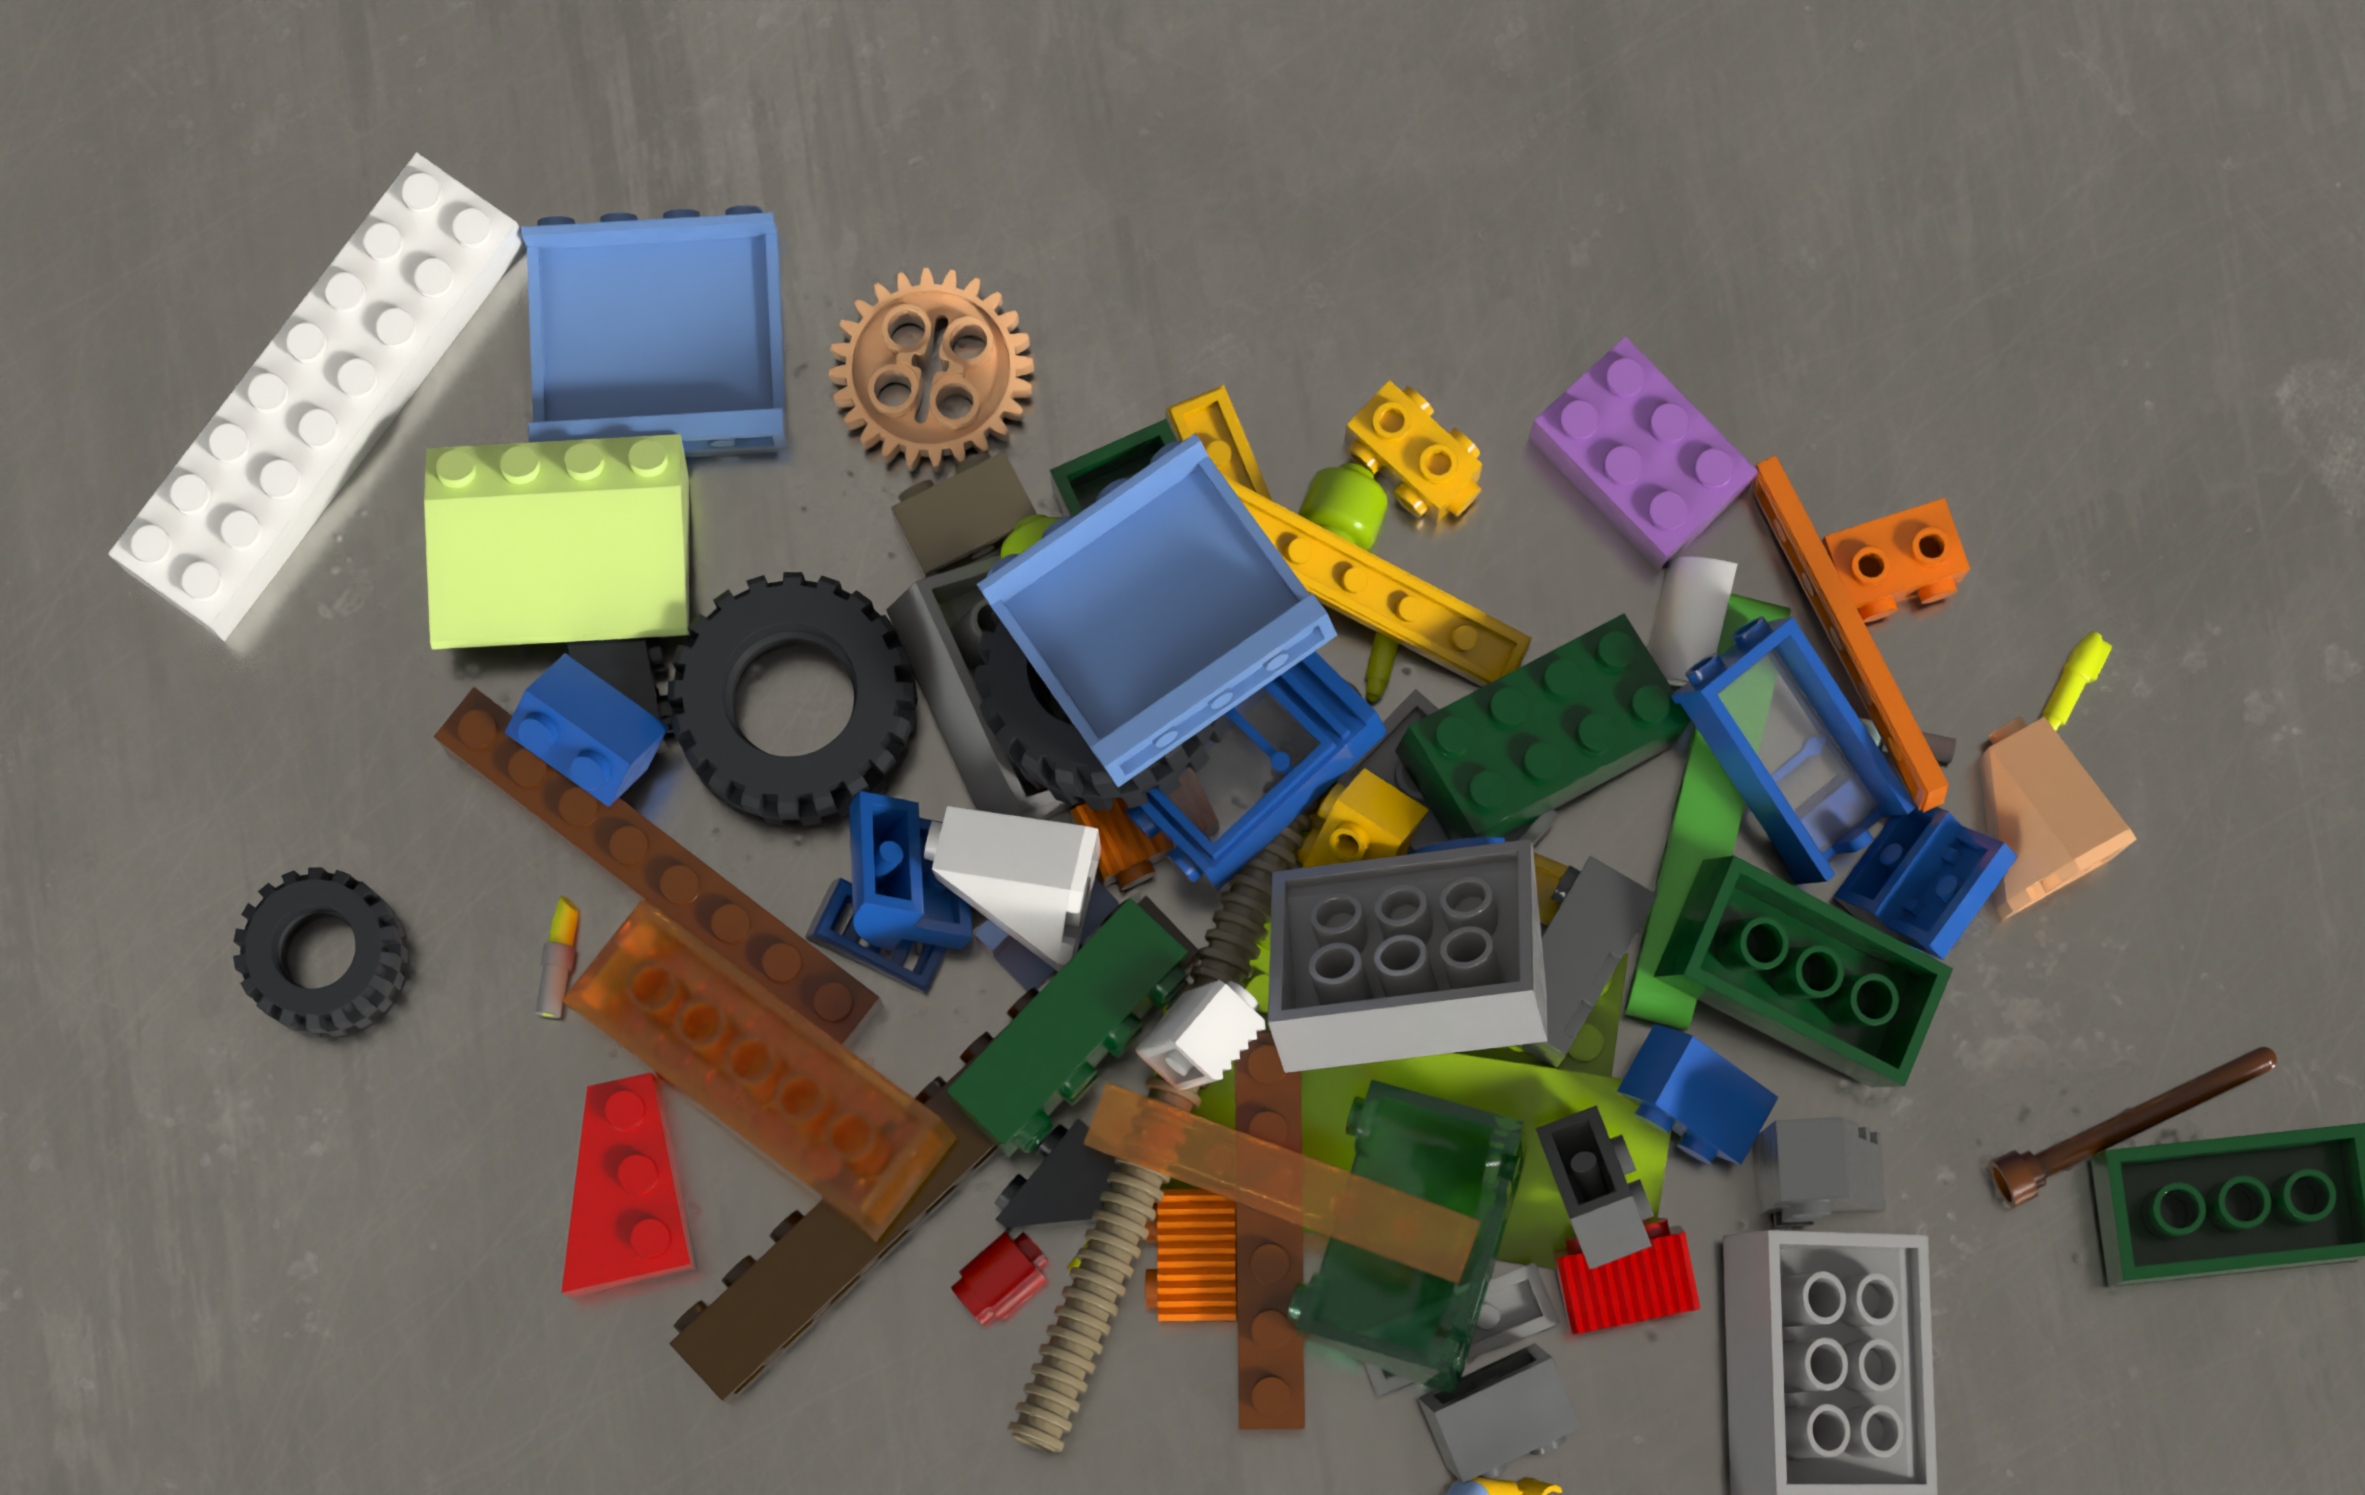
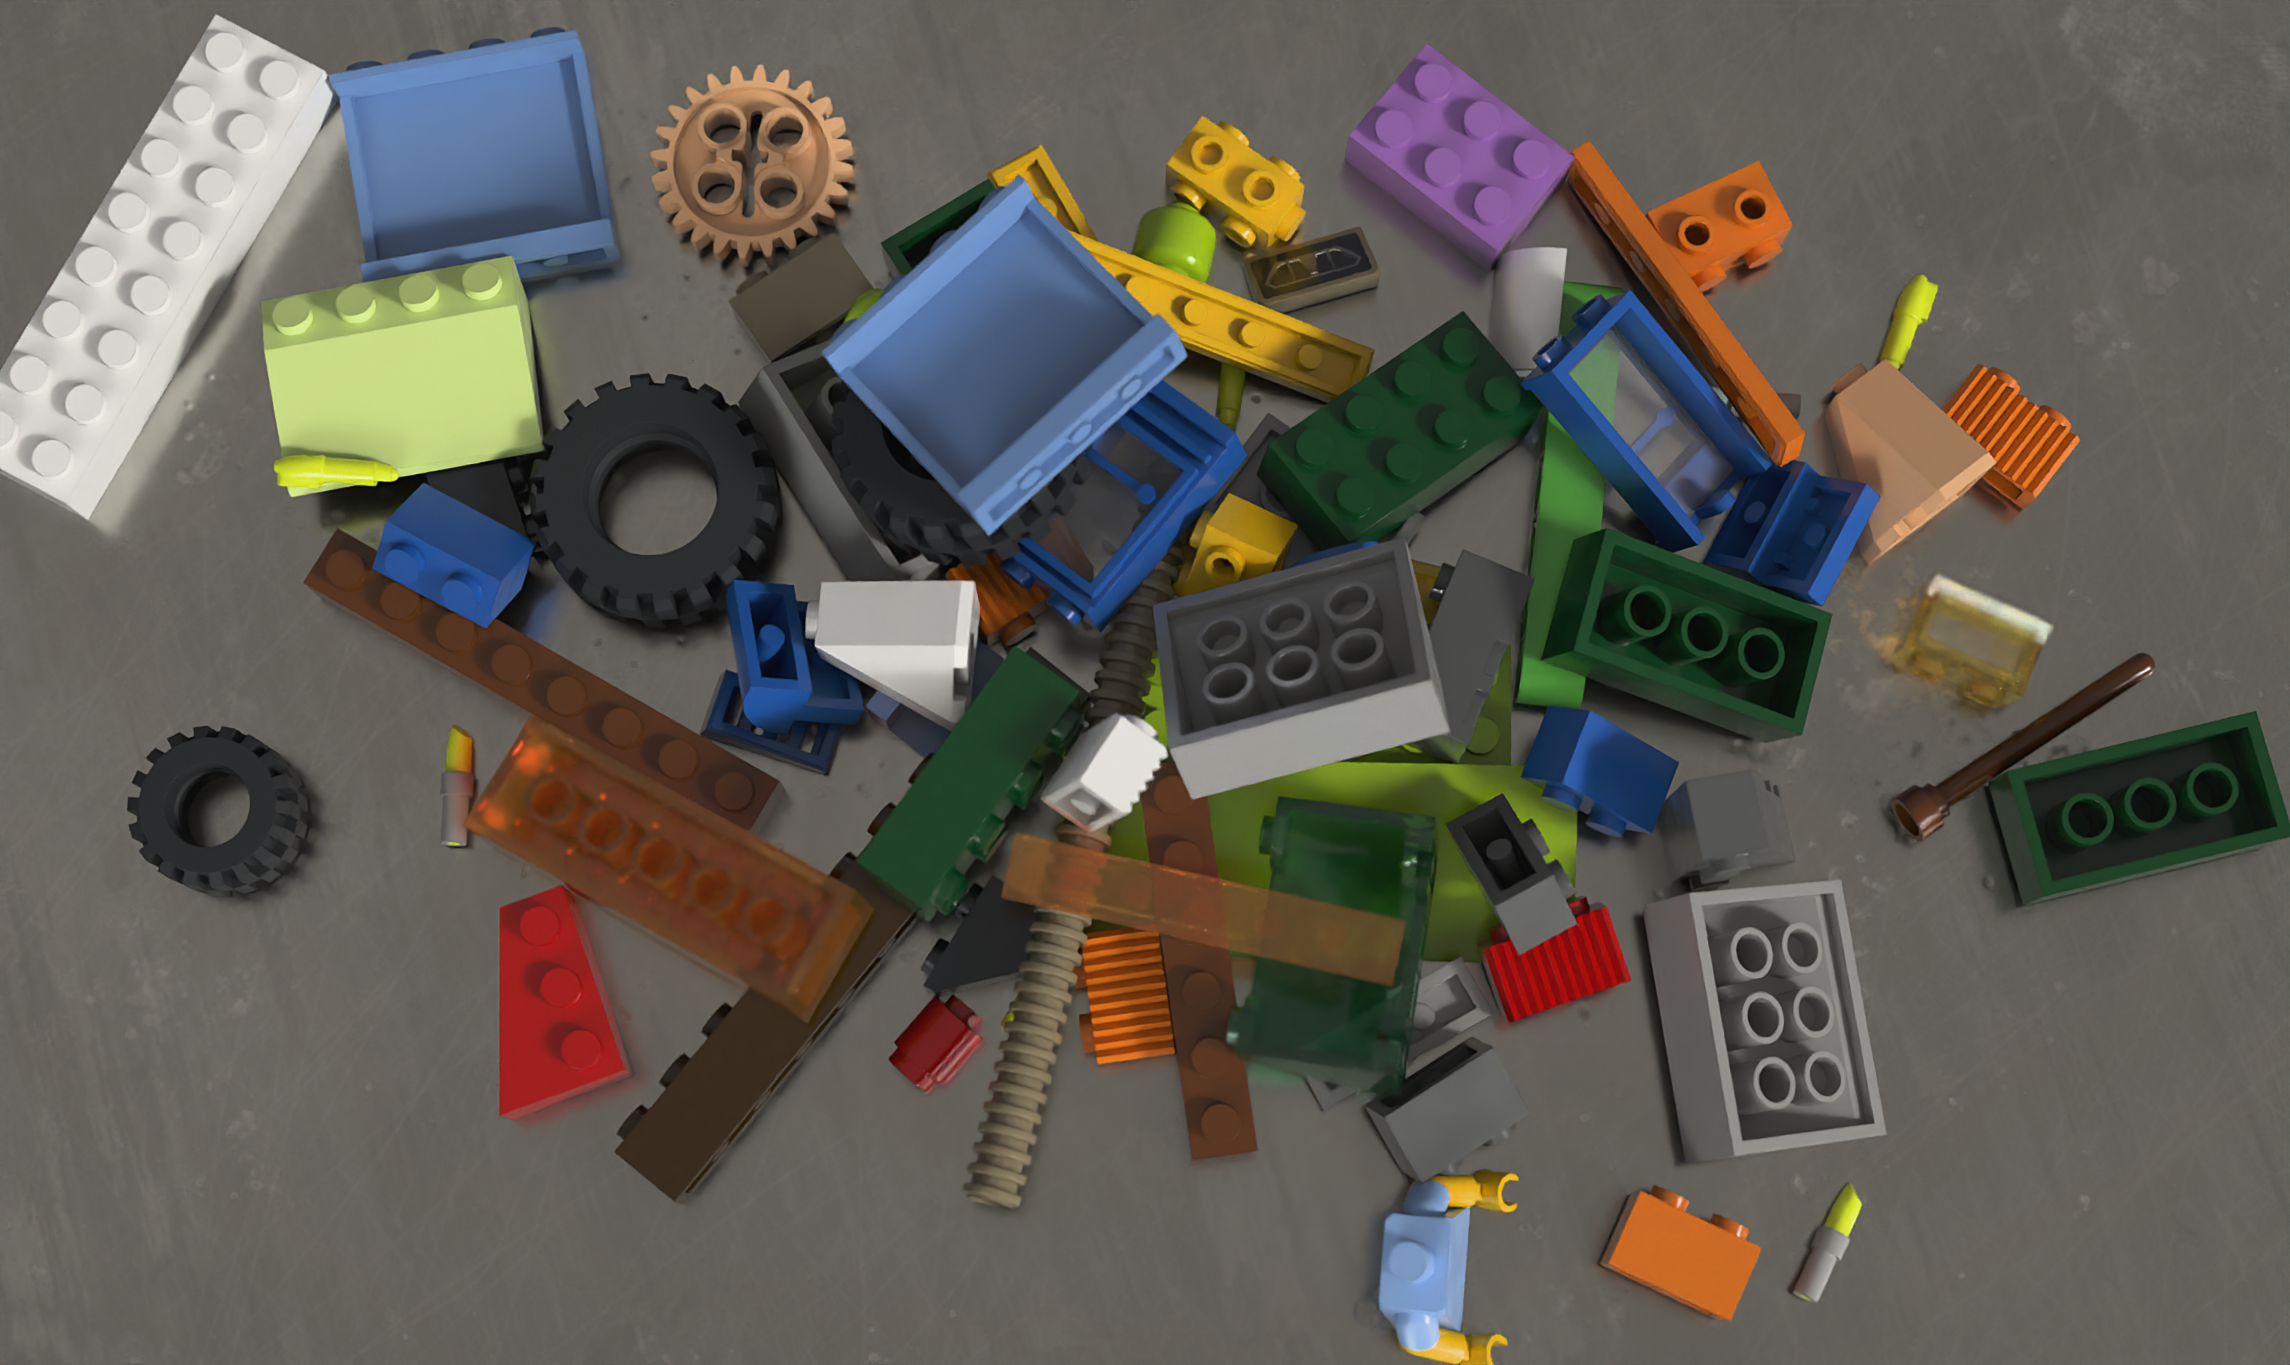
camera: 10 degrees left, 0 degrees up
(460, 627) = (316, 470): none -> neon yellow piece
(1479, 549) = (1312, 271): none -> slope
(2092, 1014) = (1971, 641): none -> clear yellow window
(2160, 806) = (2019, 436): none -> orange brick

